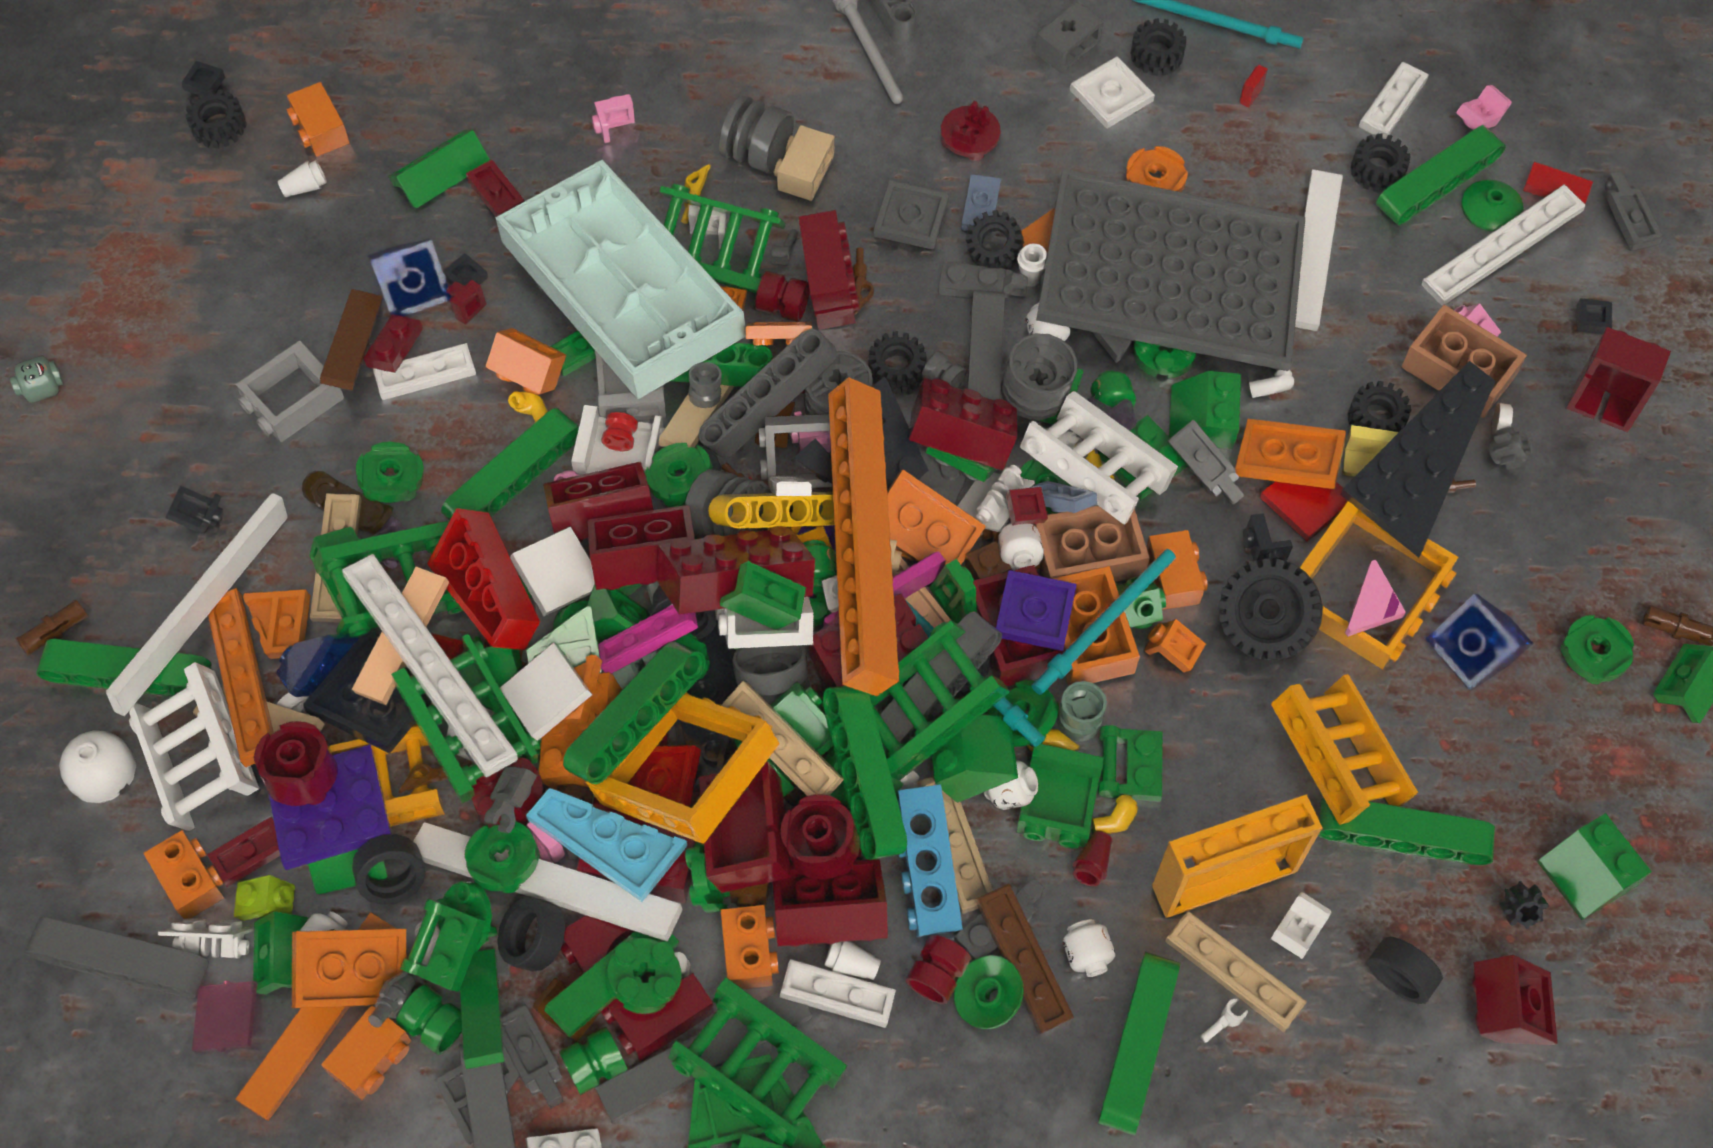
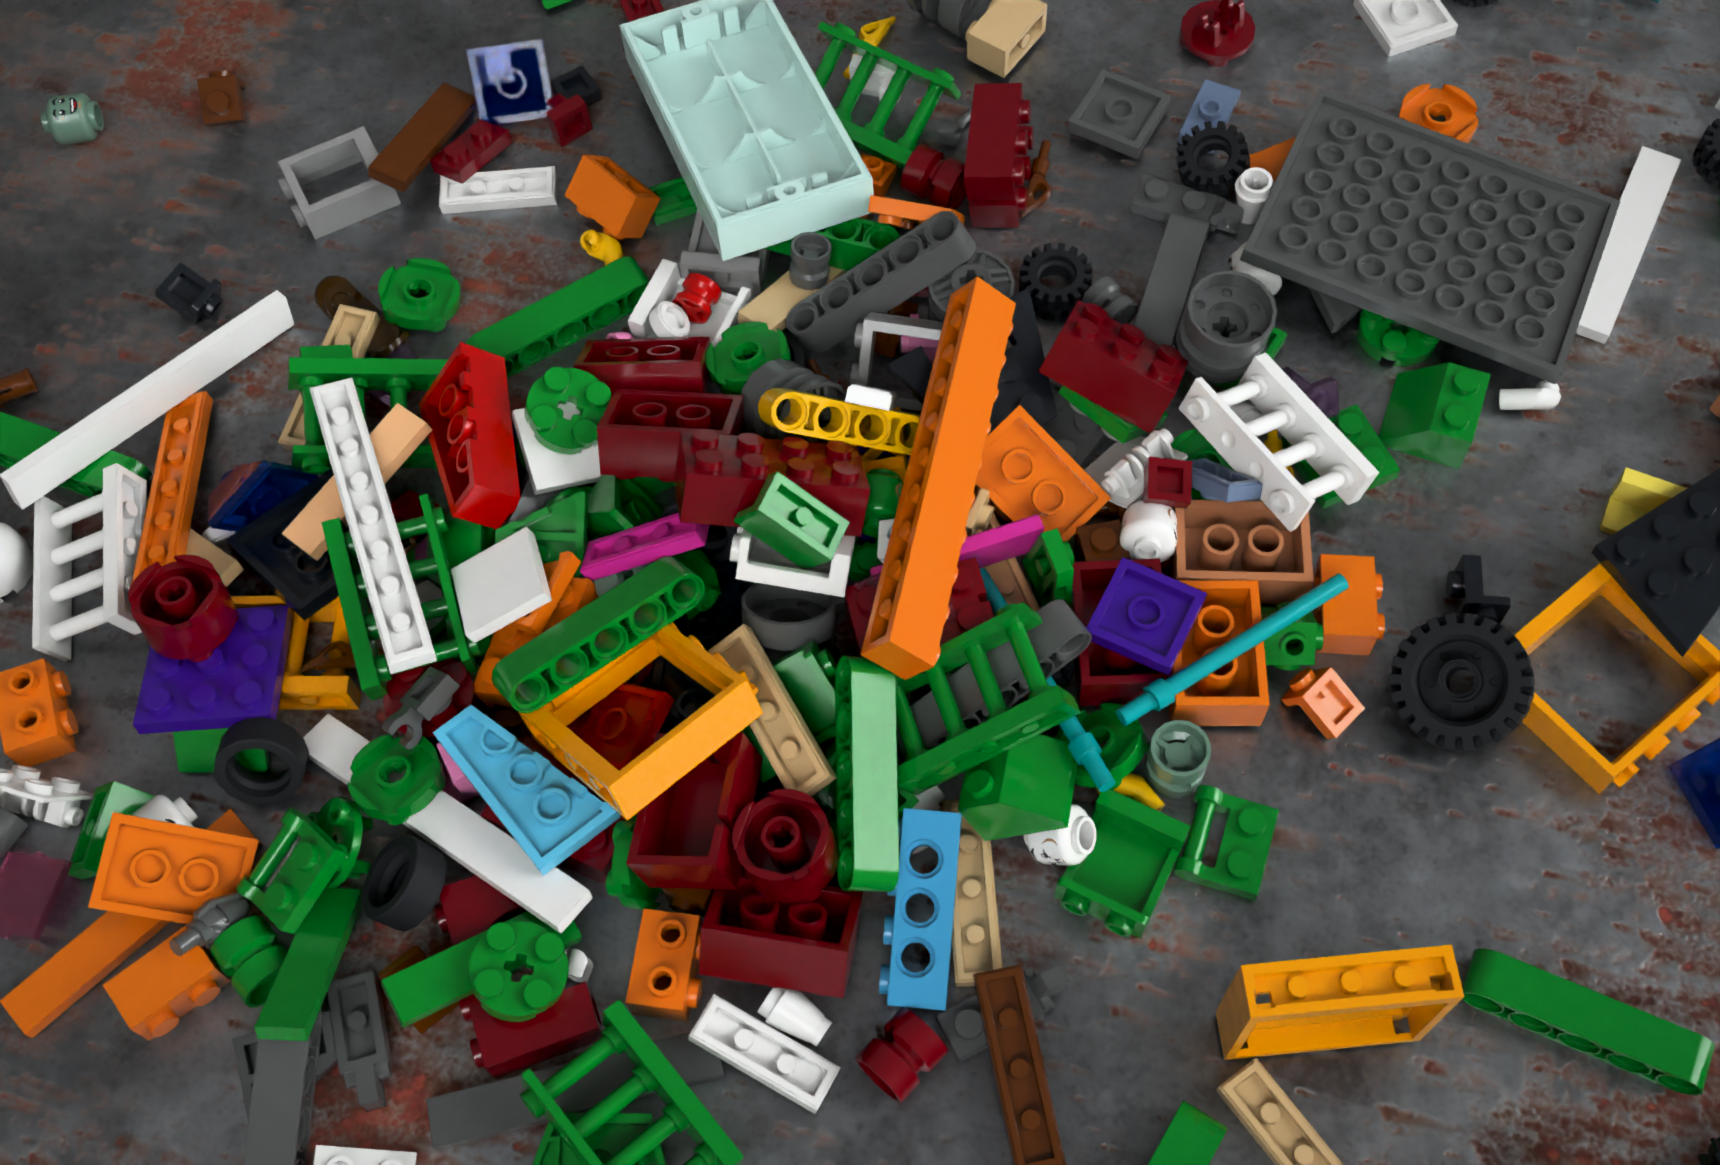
camera: 20 degrees right, 0 degrees up
(162, 337) = (221, 98): none -> reddish brown bracket
(246, 852) = (105, 704): dark red plate -> none
(263, 896) = (116, 760): lime bracket -> none
(279, 618) = (243, 434): orange wing -> none
(542, 557) = (547, 421): none -> green plate
(593, 1060) = (429, 1064): green wheel -> none
(603, 454) = (669, 320): none -> white tile
(978, 983) = (943, 1095): green dish -> none
(1088, 947) = (1109, 1075): white head -> none
(1093, 861) = (1144, 958): dark red cone -> none
(1112, 388) = (1319, 360): green head -> none
(1120, 817) = (1194, 911): yellow arm -> none
(1206, 461) = (1419, 476): dark grey hinge -> none
(1253, 85) = (1587, 34): red tile -> none
(1291, 453) = (1535, 488): orange plate -> none
(1301, 925) = (1408, 1117): white bracket -> none
(1304, 507) = (1542, 549): red tile -> none
(1325, 762) = (1490, 899): light orange fence -> none
(1375, 602) = (1608, 703): bright pink tile -> none
(1383, 397) = (1672, 439): black tyre -> none

